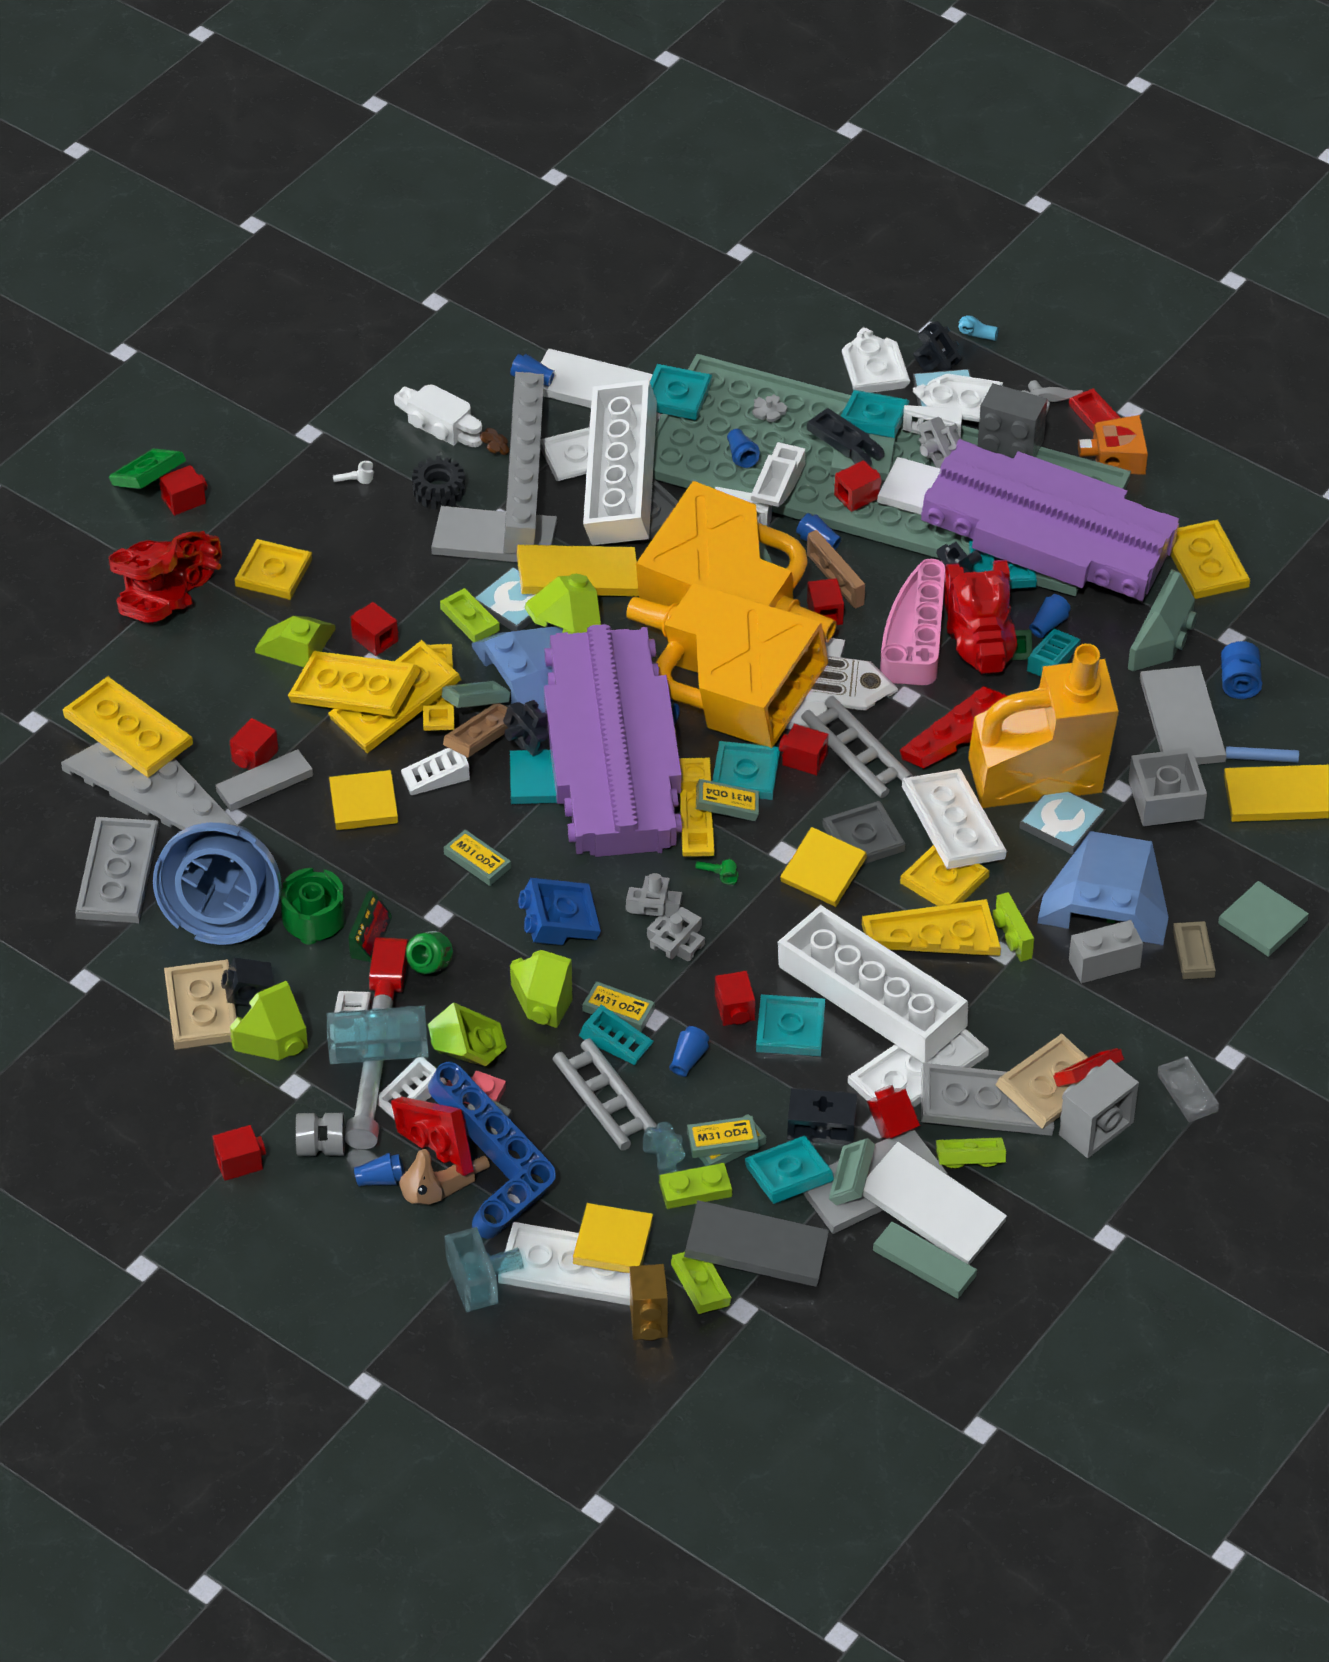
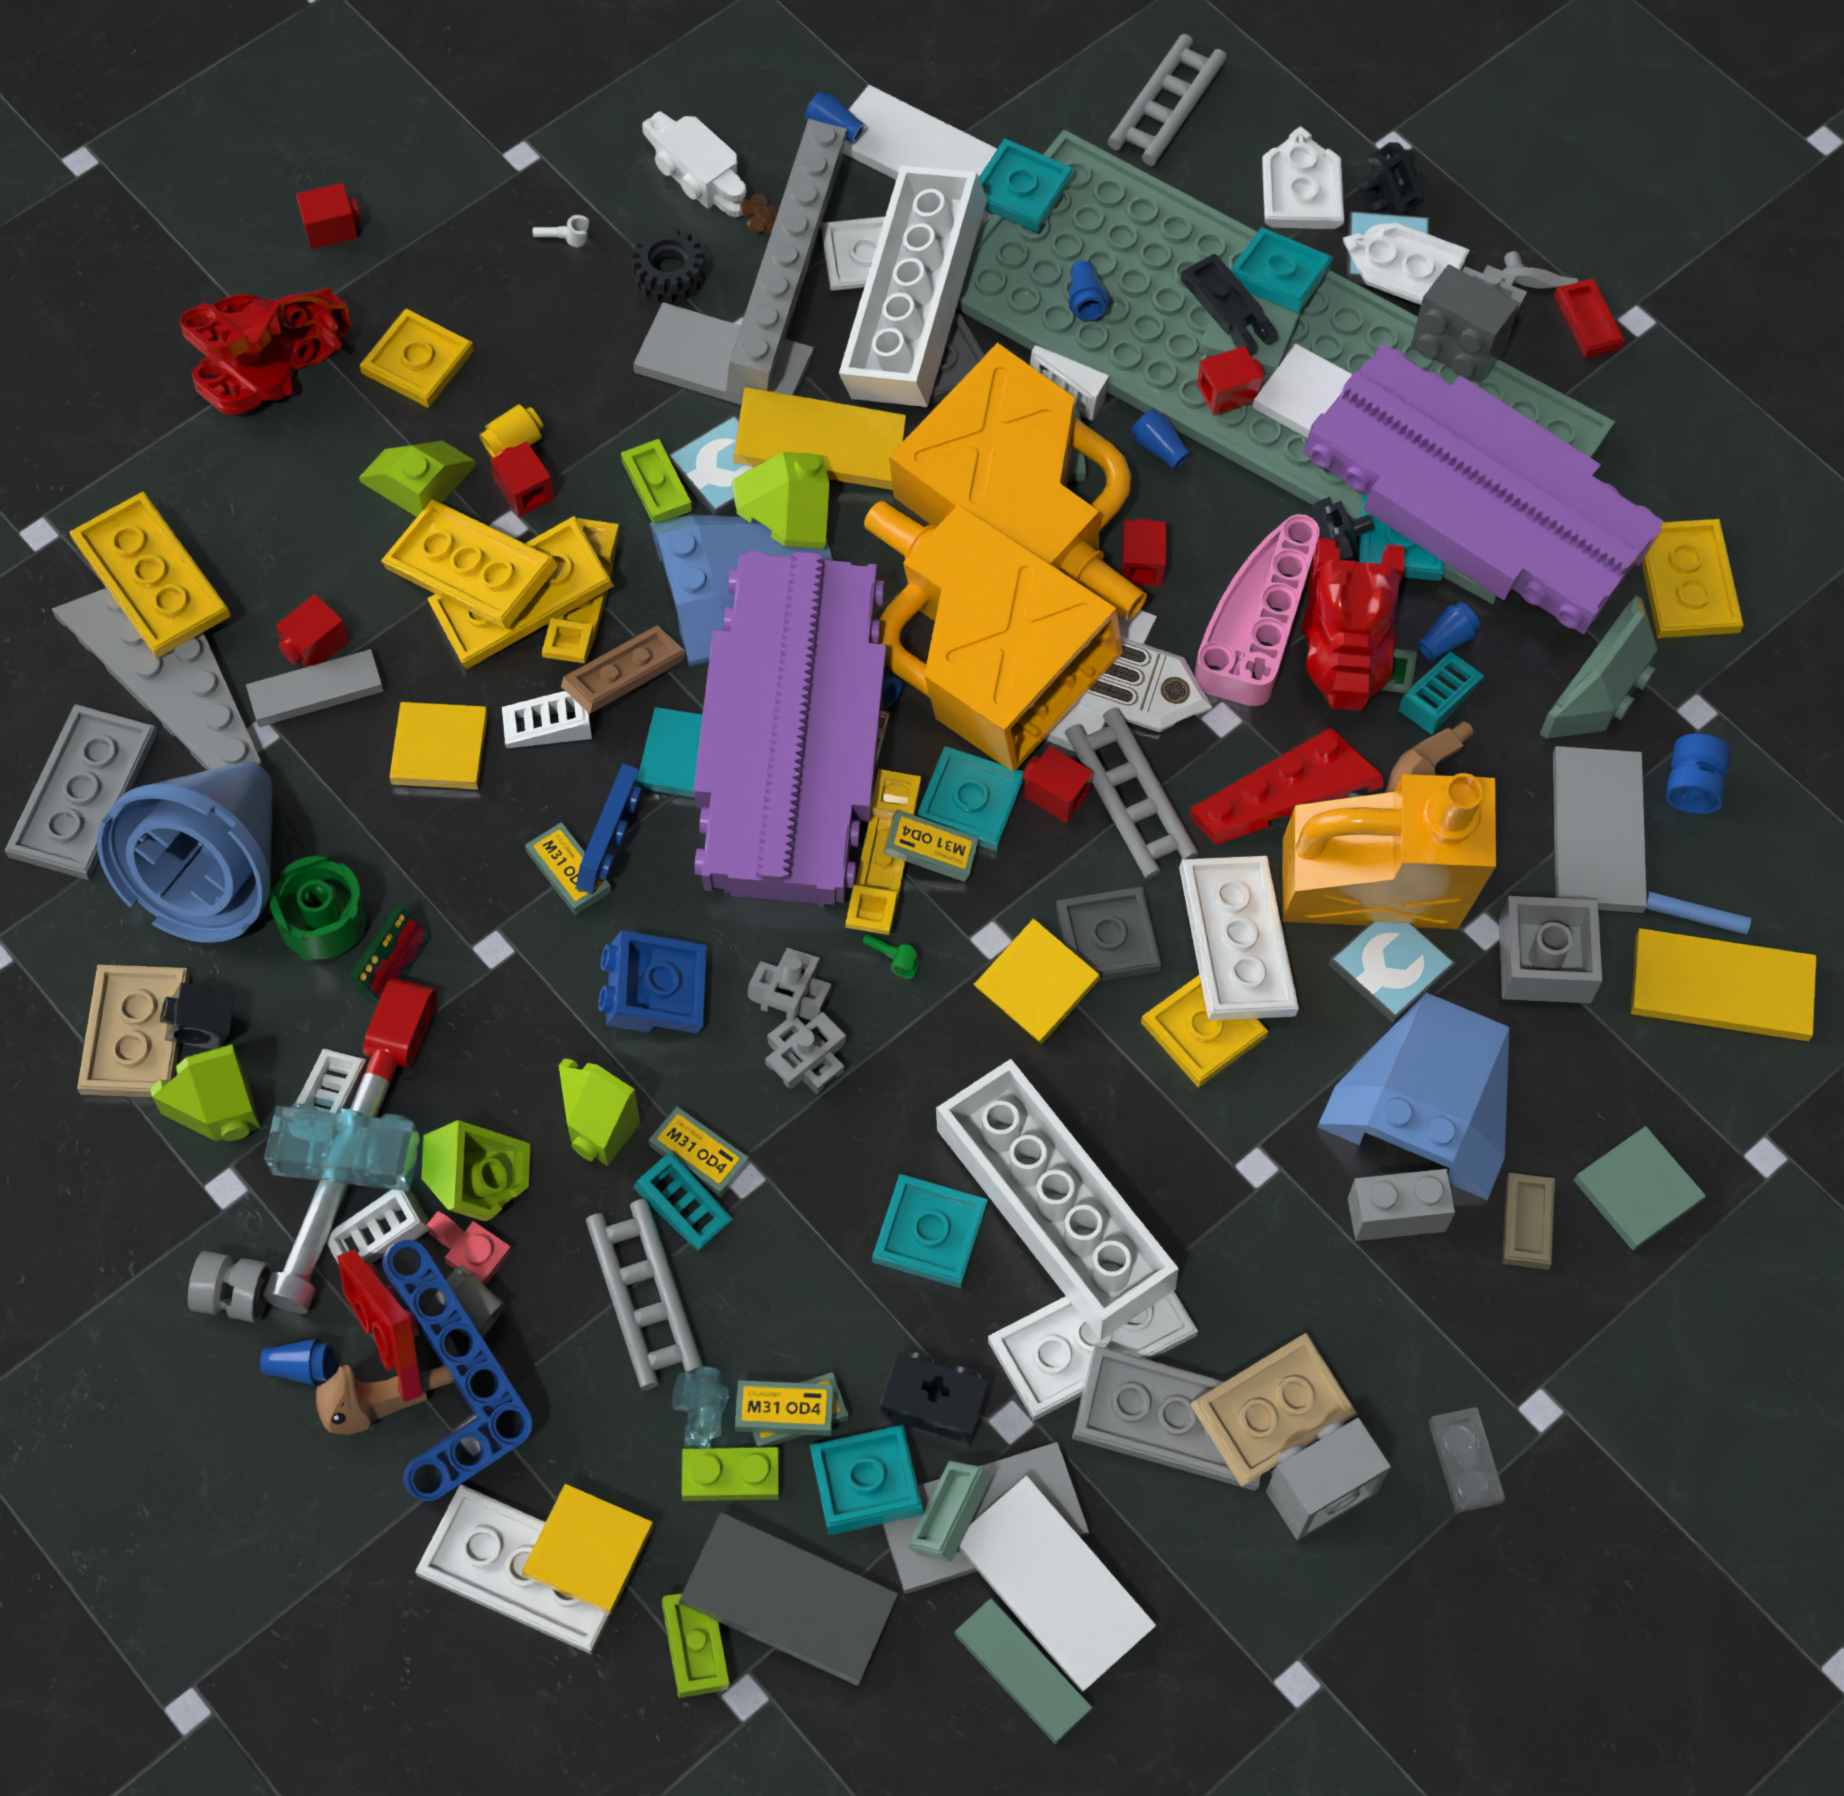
camera: 10 degrees right, 15 degrees up
(147, 468) = (287, 175): green tile -> none
(238, 1152) = (112, 1290): red brick -> none
(355, 599) = (512, 430): none -> yellow brick
(429, 952) = (457, 1017): green head -> none
(475, 694) = (629, 611): sand green tile -> none
(476, 1270) = (382, 1561): clear light blue brick -> none
(502, 825) = (609, 829): none -> blue plate
(522, 728) = (681, 679): black piece -> none
(648, 1302) = (605, 1678): pearl gold brick -> none
(689, 1049) = (775, 1248): blue cone -> none
(735, 998) = (860, 1176): red brick -> none
(769, 409) = (1140, 233): light grey plant -> none
(770, 337) = (1171, 118): none -> light grey bar
(779, 475) = (1124, 346): white slope -> none
(835, 567) = (1170, 502): medium nougat tile -> none
(892, 1111) = (1033, 1420): red brick -> none
(934, 439) = (1352, 335): light grey piece -> none
(942, 929) = (1174, 1116): yellow wing -> none
(948, 415) = (1359, 298): white slope -> none
(957, 1152) = (1130, 1503): lime plate -> none
(973, 327) = (1448, 152): medium azure arm -> none
(1015, 928) = (1282, 1151): lime plate -> none
(1080, 1069) = (1323, 1407): red tile -> none
(1118, 444) = (1606, 376): orange torso -> none

